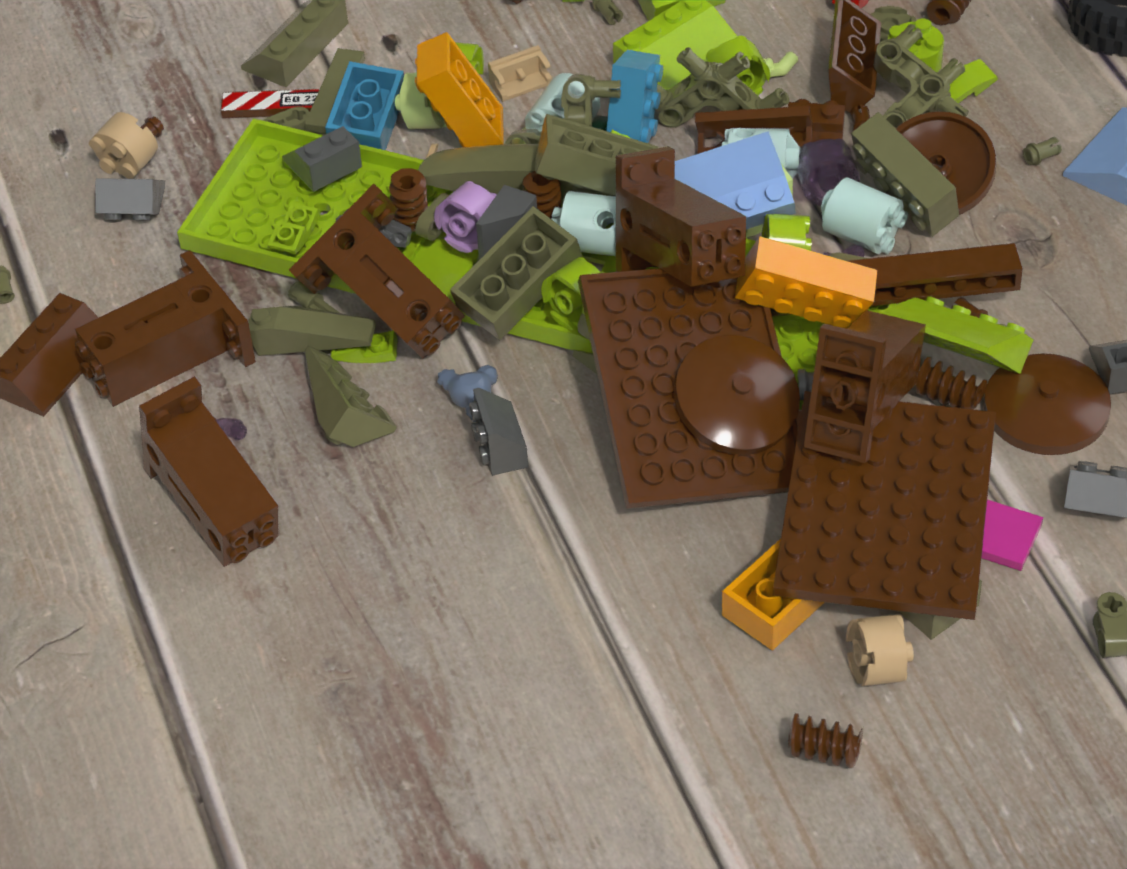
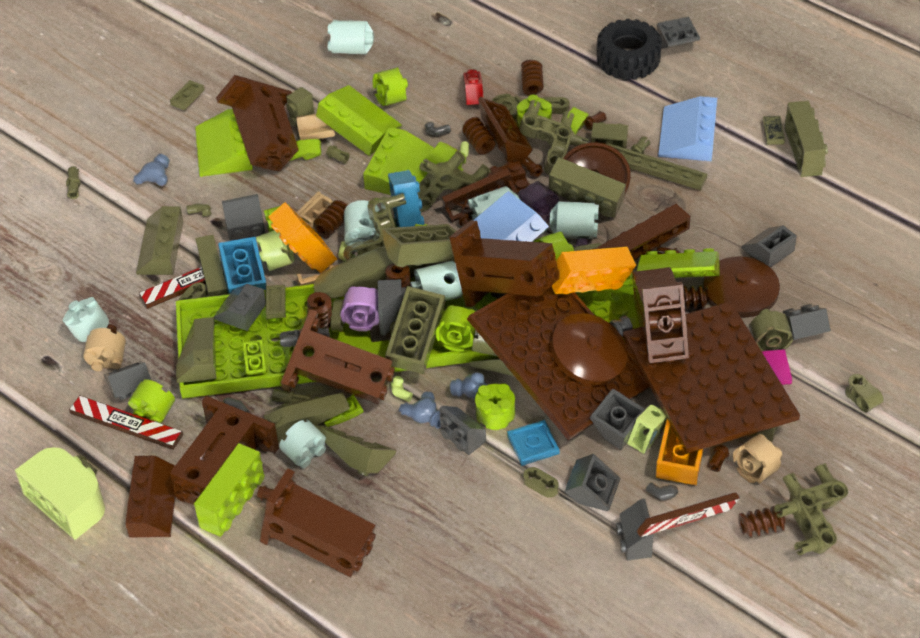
camera: 30 degrees left, 0 degrees up
(91, 249) = (126, 422): none -> tile
(117, 389) = (229, 490): none -> lime brick
(129, 94) = (85, 317): none -> light aqua brick
(131, 234) = (151, 401): none -> lime brick
(231, 197) = (199, 353): none -> olive wedge
(239, 282) = (236, 403): none -> dark grey arm
(278, 365) = (303, 443): none -> light aqua brick
(375, 12) = (196, 208): none -> olive arm
(375, 166) = (275, 301): none -> olive tile
(405, 32) = (243, 217): none -> dark grey slope
(460, 348) = (398, 389): none -> yellowish green arm
(528, 88) = (330, 219): none -> reddish brown piece
(553, 554) = (540, 482): none -> olive beam
(555, 385) = (468, 386): none -> sand blue animal
(567, 422) = (495, 406): none -> lime brick
(587, 495) = (533, 442): none -> dark azure tile
(625, 584) = (592, 483): none -> dark grey slope
(631, 674) = (631, 543): none -> dark grey slope
(709, 678) = (687, 514): none -> tile
(717, 639) = (662, 493): none -> dark grey arm
(718, 509) = (616, 418): none -> dark grey slope
(748, 538) = (652, 419): none -> yellowish green torso
(765, 25) = (437, 131): none -> dark grey arm
(814, 50) = (478, 136): none -> reddish brown piece
(830, 626) = (720, 454): none -> reddish brown pin
(893, 762) = (807, 506): none -> olive pin
(961, 47) = (556, 102): none -> olive beam
(1004, 89) = (597, 118): none -> reddish brown pin
(1006, 119) = (610, 133): none -> olive brick
(1033, 480) = (771, 330): none -> olive brick
(1048, 190) = (663, 169): none -> olive plate

